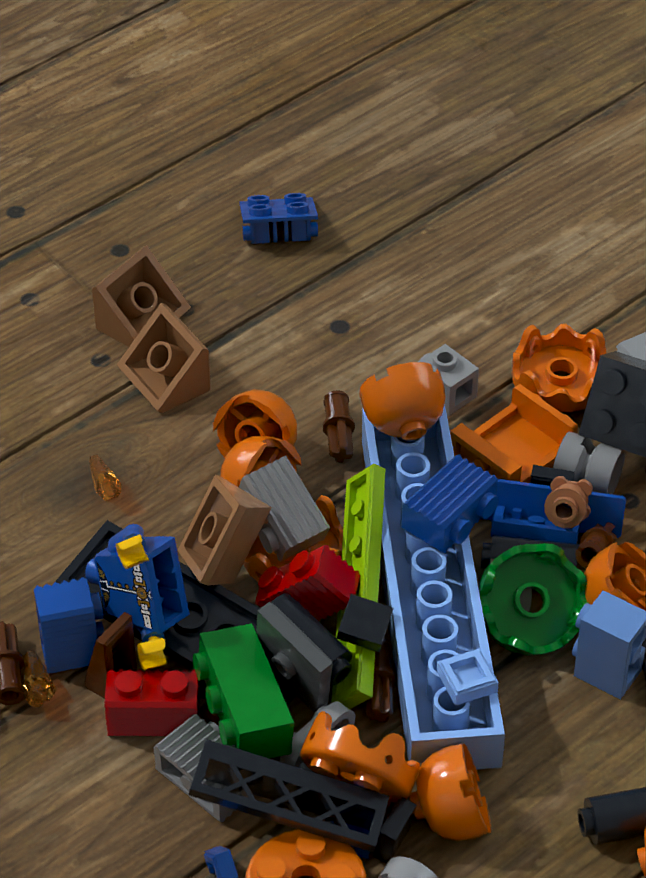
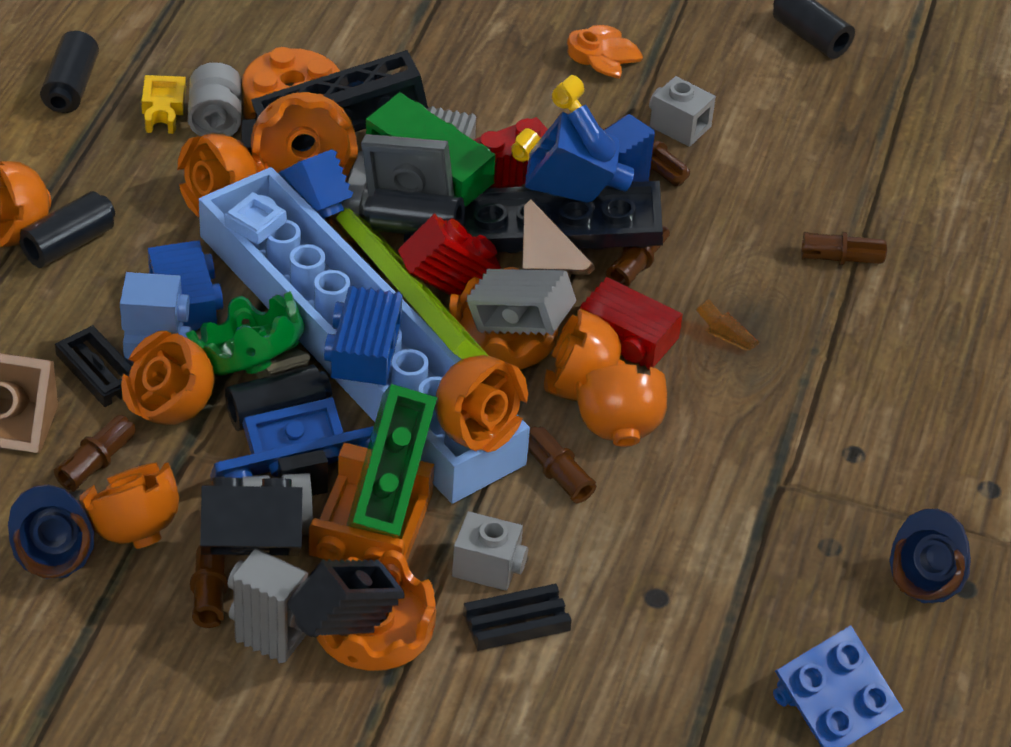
camera: 145 degrees right, 0 degrees up
(132, 295) = (865, 501): medium nougat slope -> none
(138, 232) = (931, 556): none -> dark blue piece
(167, 361) = (772, 456): medium nougat slope -> none
(177, 494) = (642, 324): none -> red brick
(364, 623) = (373, 232): black tile -> none
(379, 704) = (319, 182): none -> blue brick
(471, 343) = (514, 611): none -> black tile
(495, 410) = (392, 461): none -> green brick
(553, 701) = (196, 276): none -> blue brick
(571, 493) = (267, 427): nougat brick -> none
(593, 542) = (220, 419): reddish brown axle -> none
(595, 330) = (344, 598): none -> black brick

